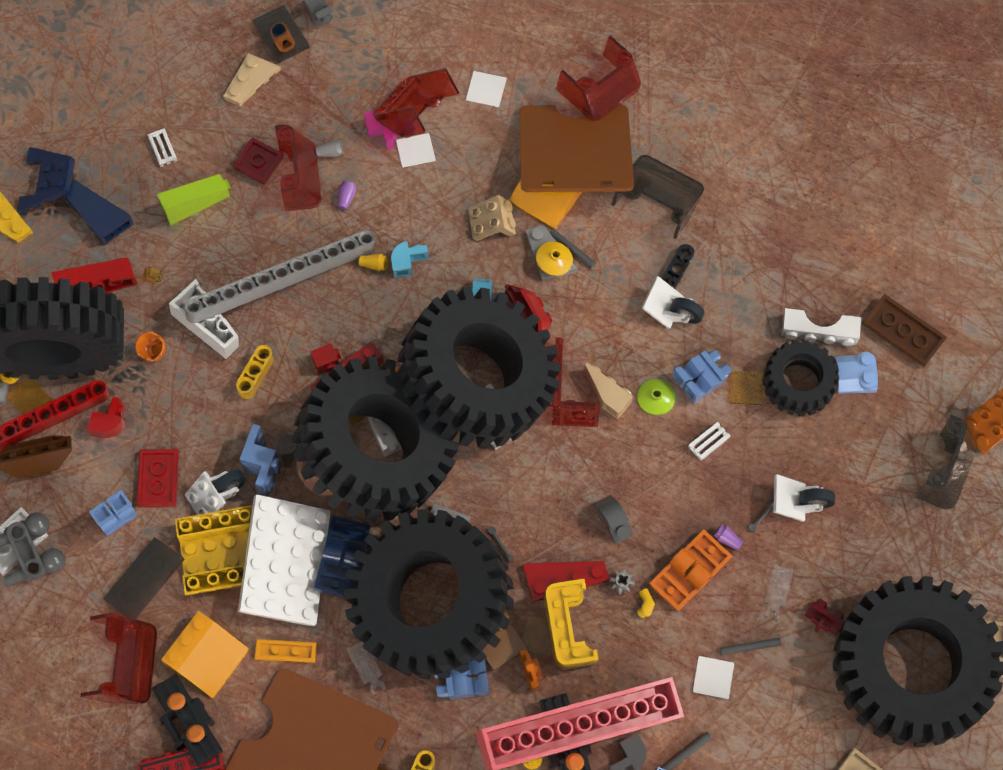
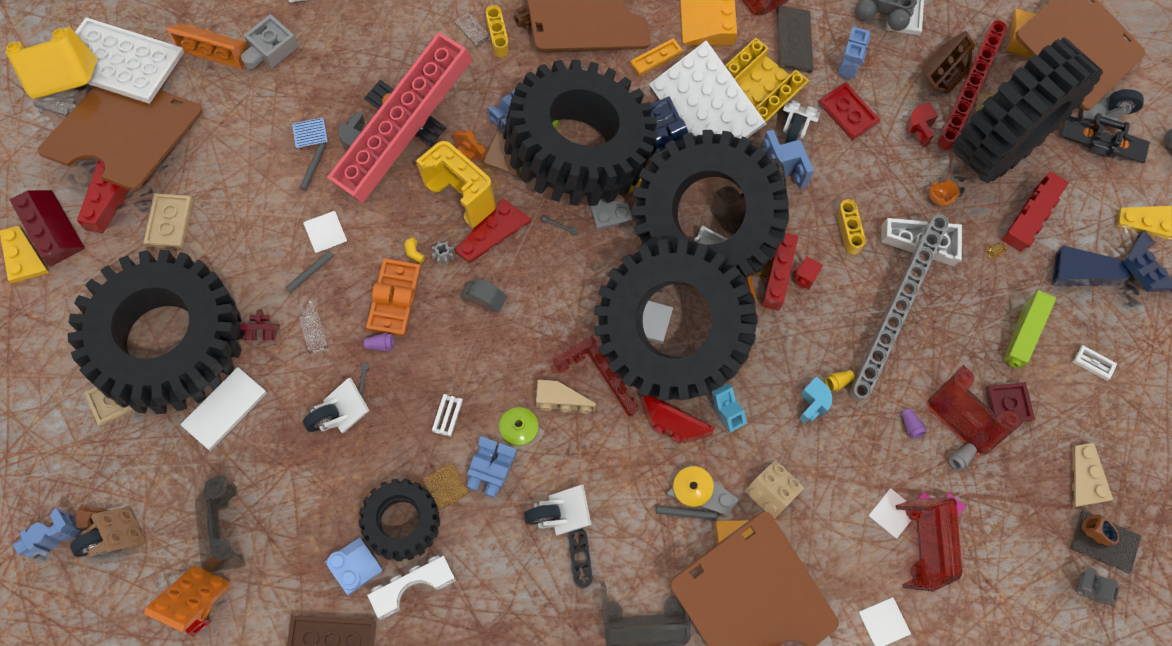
camera: 140 degrees right, 0 degrees up
(892, 564) = (223, 409): none -> white tile

